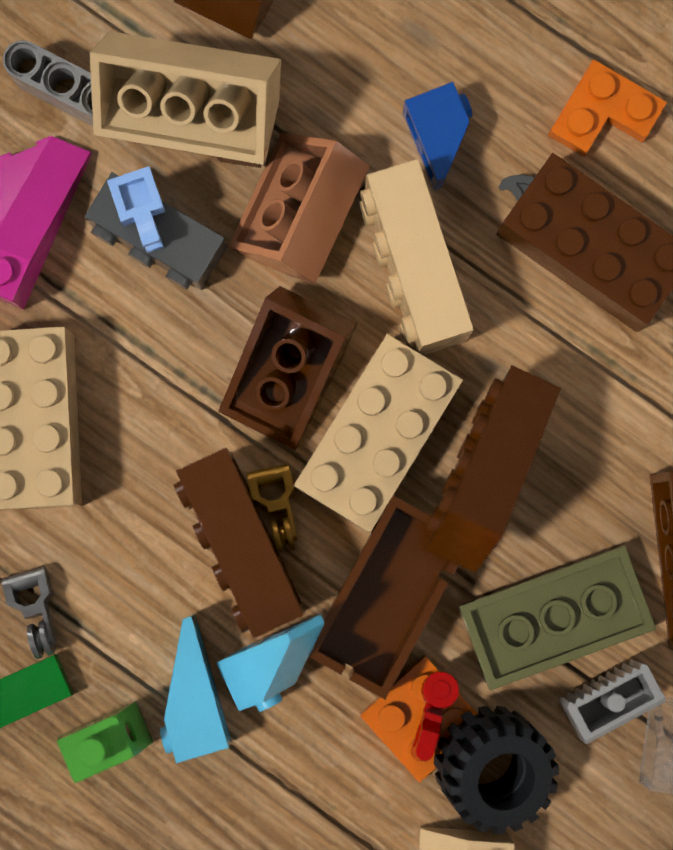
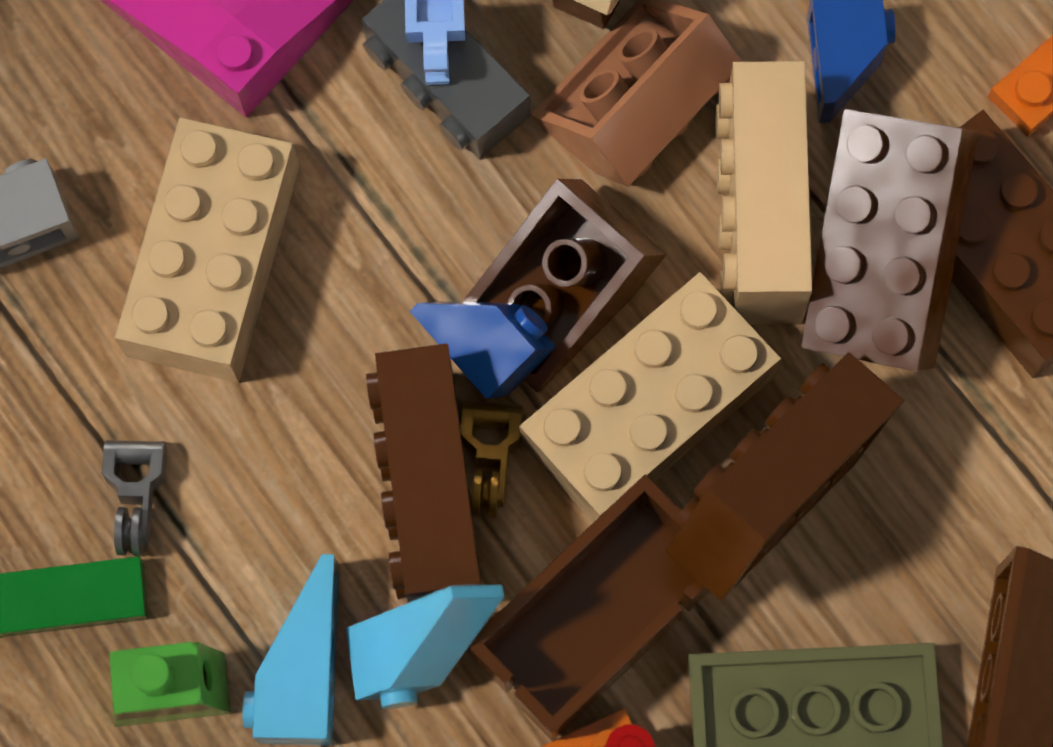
camera: 25 degrees right, 10 degrees down
(248, 426) = (488, 341): none -> blue slope
(515, 271) = (889, 240): none -> brick

